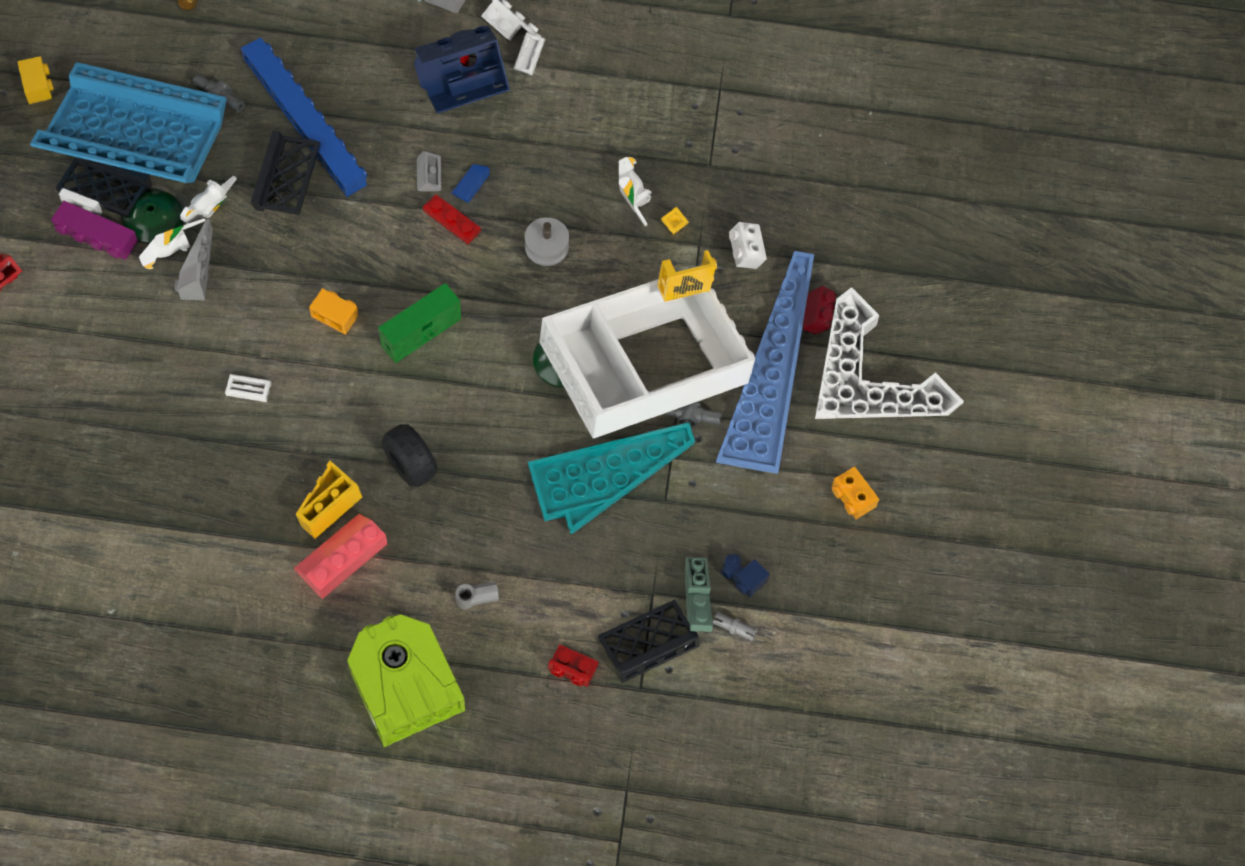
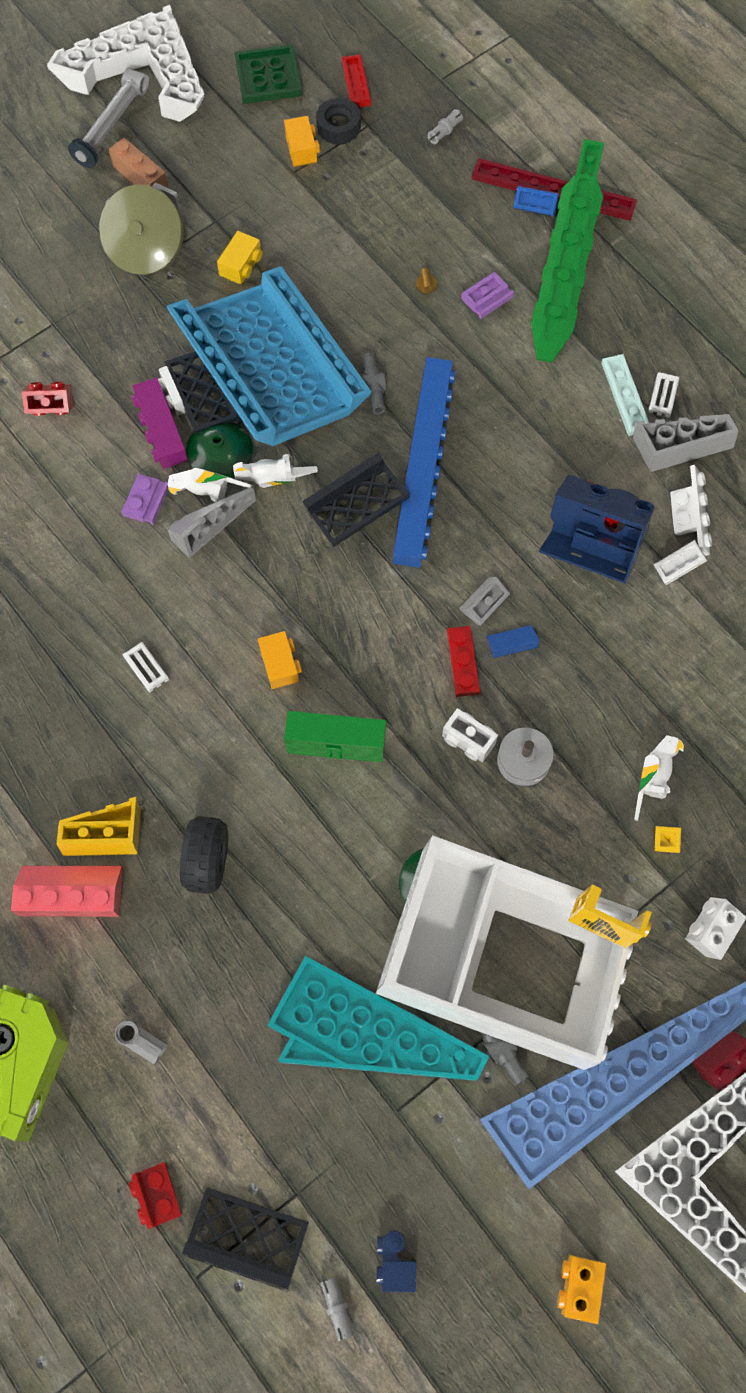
camera: 50 degrees right, 5 degrees up
(135, 286) = (145, 499): none -> medium lavender plate
(501, 256) = (469, 735): none -> white brick
(697, 594) = (330, 1244): sand green slope -> none

